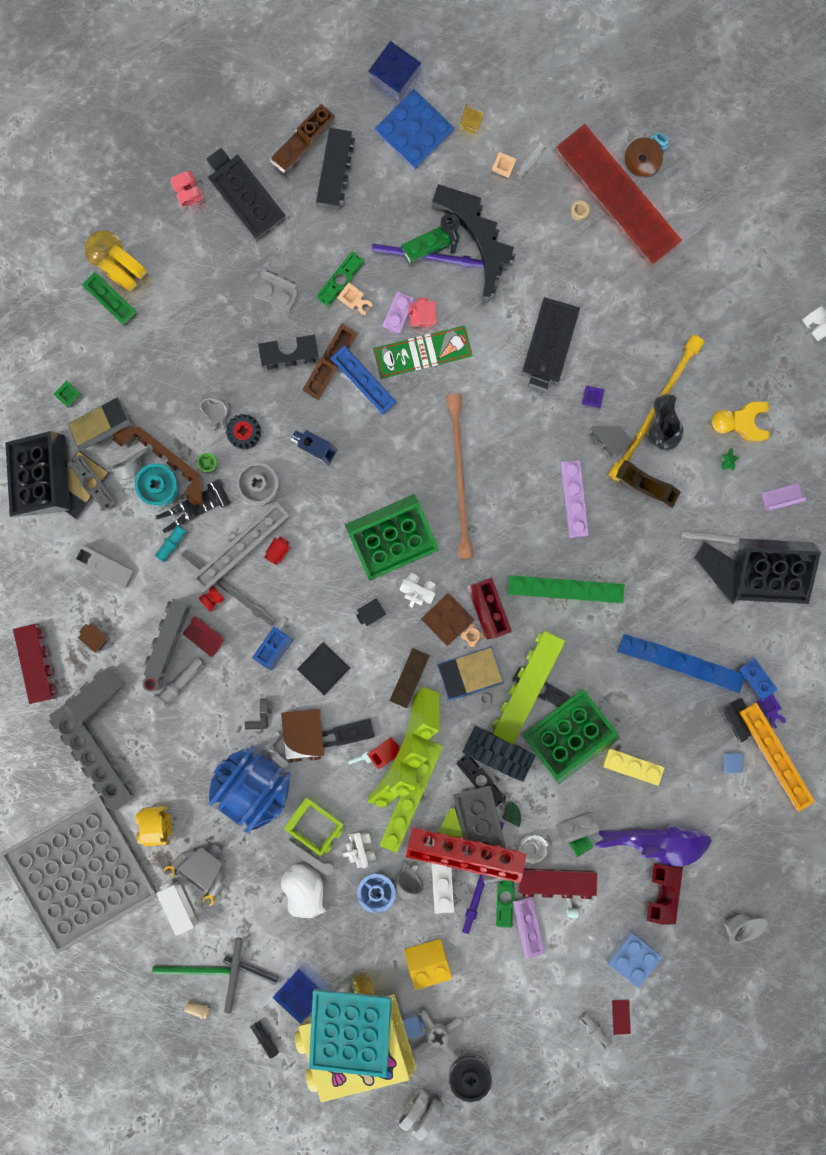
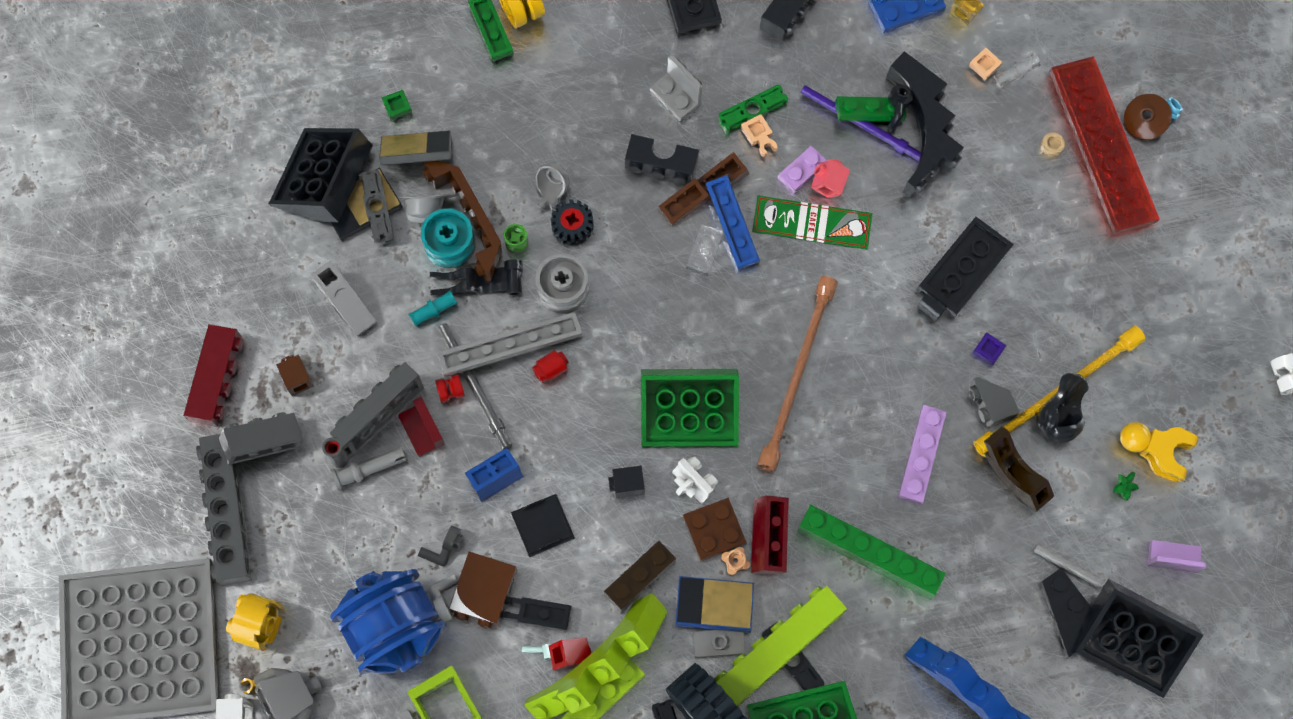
camera: 20 degrees right, 15 degrees down
(319, 449) = (646, 270): dark blue torso -> none

